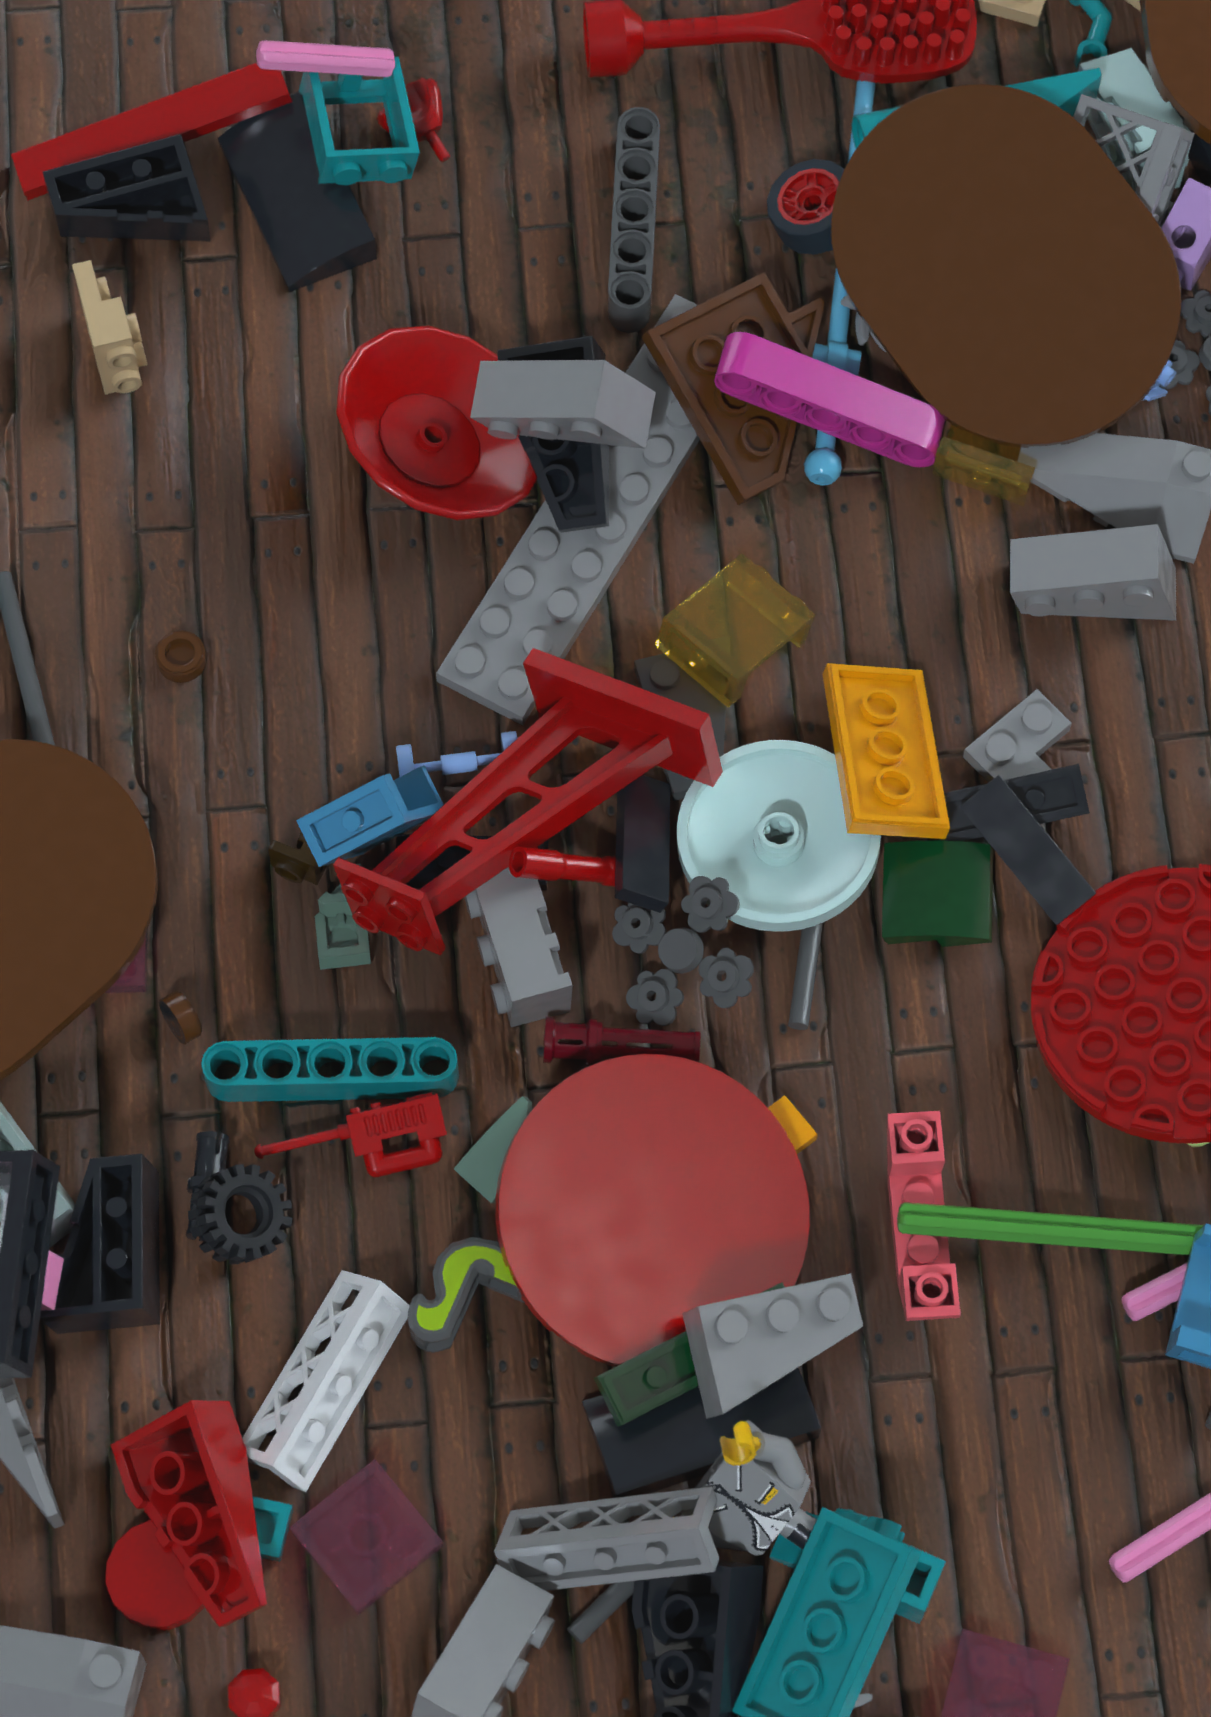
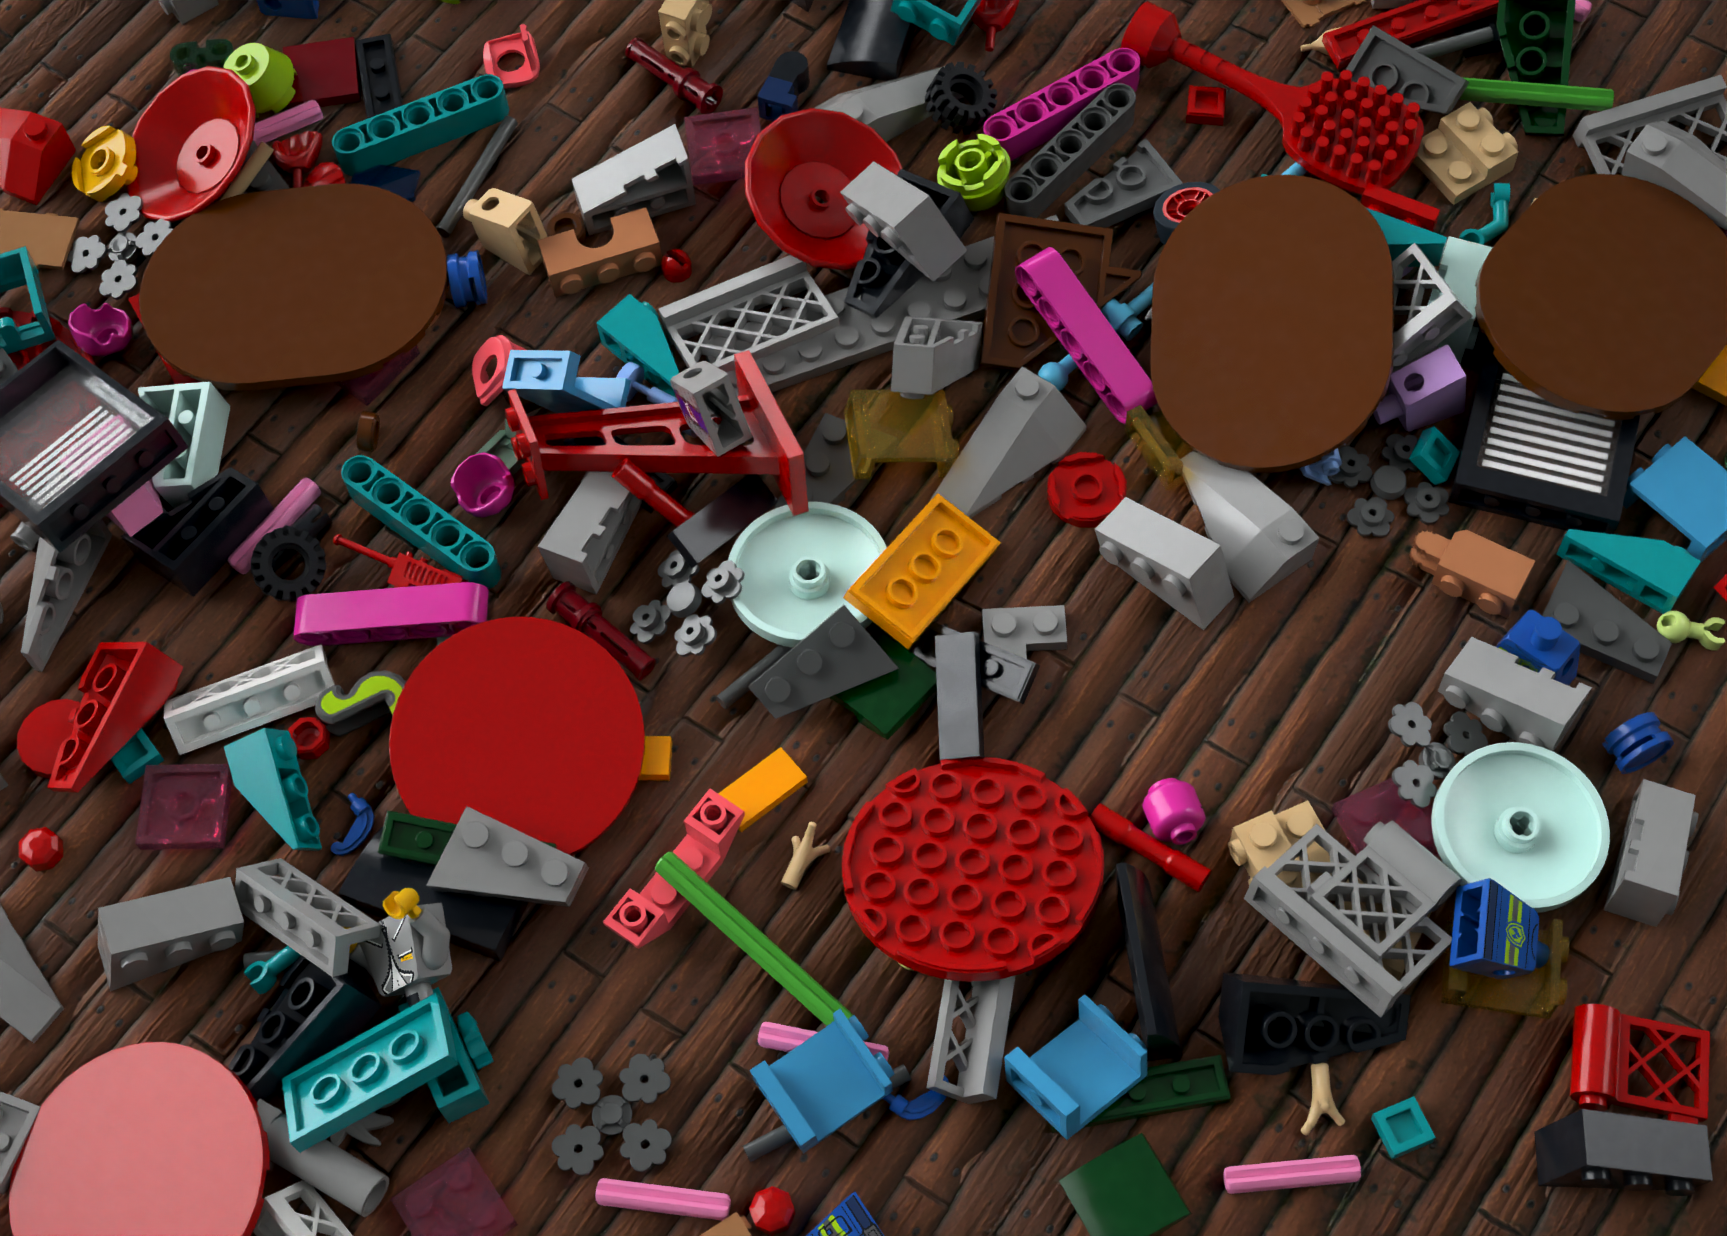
camera: 45 degrees right, 5 degrees down
(126, 694) = (507, 227): none -> tan torso
(139, 777) = (467, 279): none -> blue wheel
(159, 406) = (685, 82): none -> dark red pin
(172, 1188) = (283, 514): none -> bright pink axle
(220, 552) = (645, 175): none -> light grey wedge
(229, 688) = (577, 267): none -> nougat arch
(268, 331) = (783, 85): none -> leg
(268, 448) = (720, 144): none -> clear pink plate
(281, 846) = (497, 347): none -> coral piece
(333, 619) = (672, 269): none -> red hinge
(362, 984) = (483, 485): none -> dark pink hair
(377, 717) = (636, 336): none -> teal slope
(395, 286) = (889, 105): none -> light grey wedge
(398, 1184) = (389, 613): none -> dark pink beam
(425, 1372) = (310, 737): none -> red tile
(437, 607) = (740, 300): none -> light grey fence
(439, 1443) = (270, 779): none -> teal slope
(479, 214) = (951, 110): none -> black tyre
(560, 731) = (709, 393): none -> light grey torso
(561, 1419) = (360, 829): none -> blue piece
(564, 299) = (975, 170): none -> lime cone
(573, 190) = (1053, 107): none -> dark pink beam
(615, 1618) = (265, 973): none -> teal arm
(698, 528) = (933, 354): none -> light grey wedge
(715, 77) = (1206, 105): none -> red tile
(720, 222) = (1125, 191): none -> dark grey wing
(847, 558) = (1016, 438): none -> light grey wedge
(878, 915) = (822, 665): none -> dark grey wing
(915, 1072) = (765, 786): none -> light orange tile
(951, 559) = (1085, 489): none -> red tile
(1006, 66) = (1400, 207): none -> red plate
(1013, 1115) = (802, 856): none -> tan bar
(1064, 1492) = (611, 1114): none -> dark grey plant

